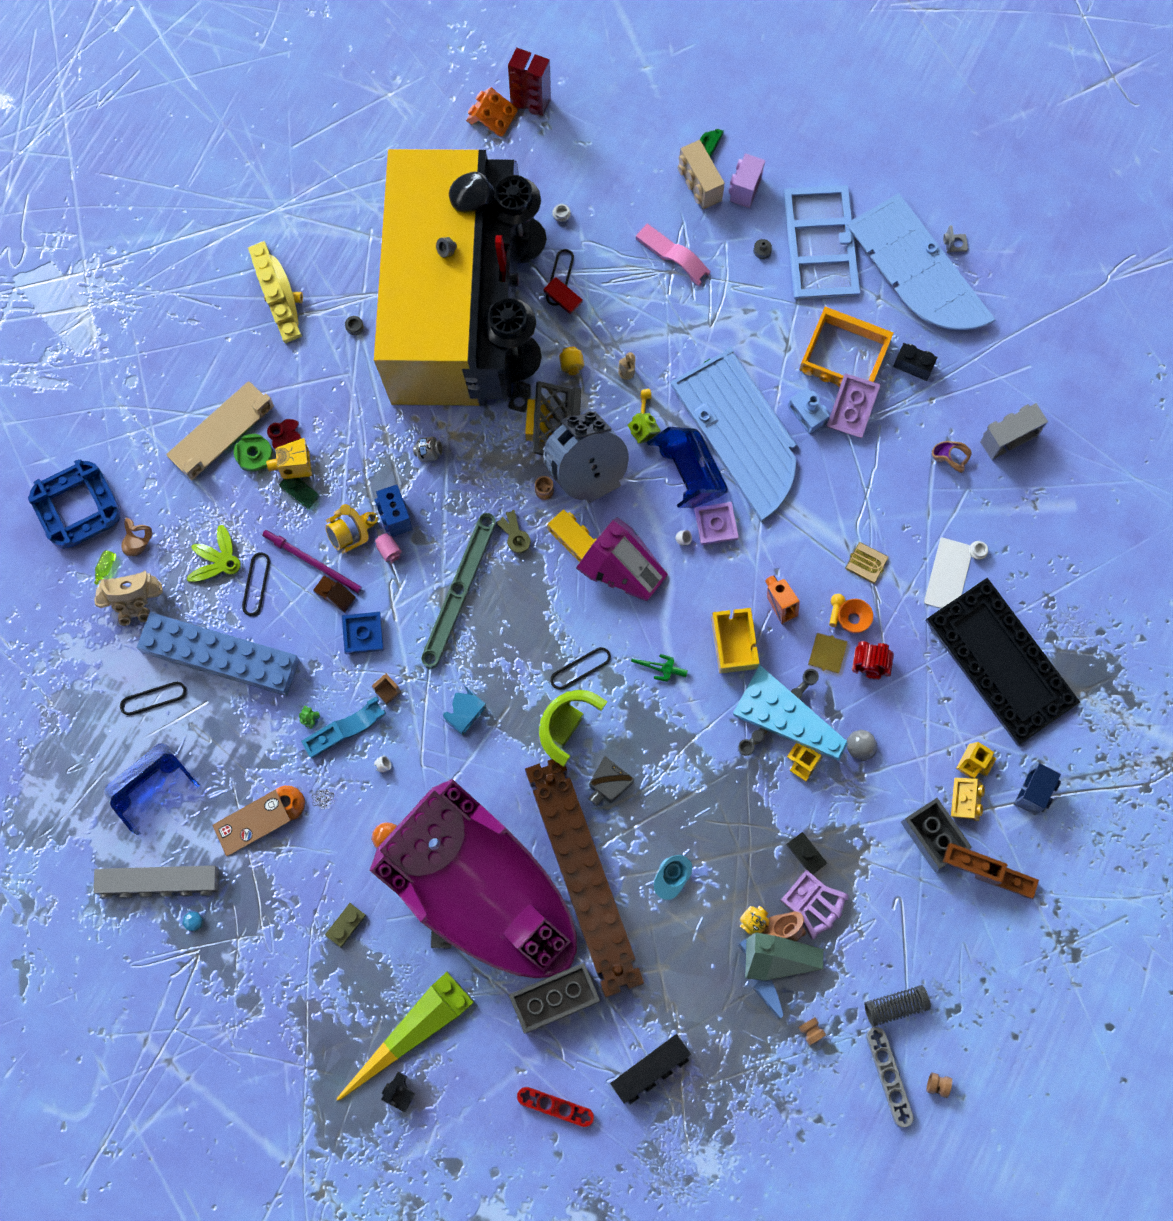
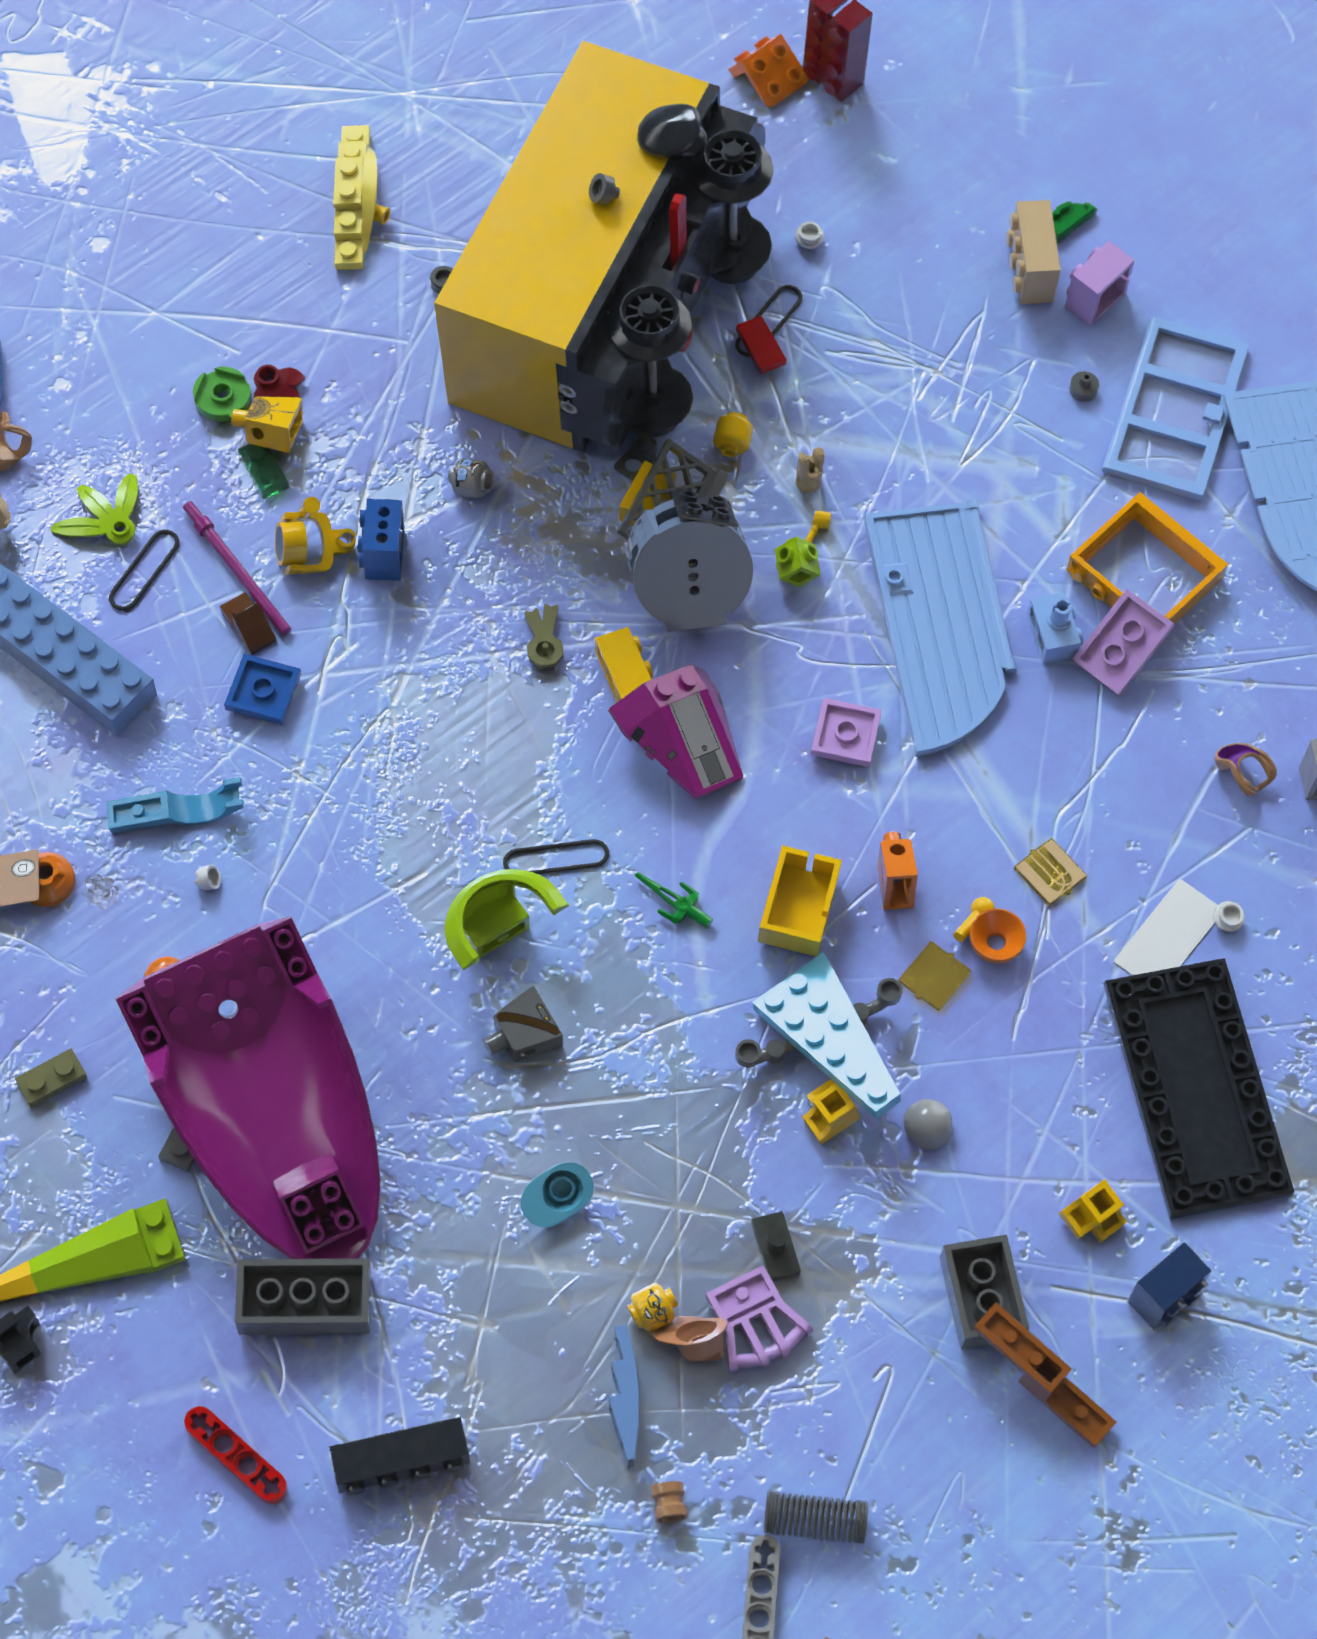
camera: 20 degrees right, 10 degrees down
(220, 430) = (191, 349): tan bracket -> none
(308, 717) = (131, 773): bright green plant -> none
(386, 688) = (260, 776): medium nougat panel -> none
(388, 548) = (352, 588): bright pink brick -> none
(453, 602) = (413, 698): sand green beam -> none
(466, 711) = (360, 851): dark azure piece -> none
(544, 483) = (615, 590): medium nougat wheel -> none
(584, 877) = (426, 1148): reddish brown brick -> none
(668, 250) = (956, 348): bright pink piece -> none
(683, 537) = (789, 733): white hinge -> none
(694, 464) = (850, 635): clear blue windscreen -> none
(779, 957) = (662, 1368): sand green wedge -> none
(873, 660) = (995, 1005): red brick -> none
(915, 361) = (1245, 617): black brick -> none
(967, 798) = (1057, 1262): yellow bracket -> none

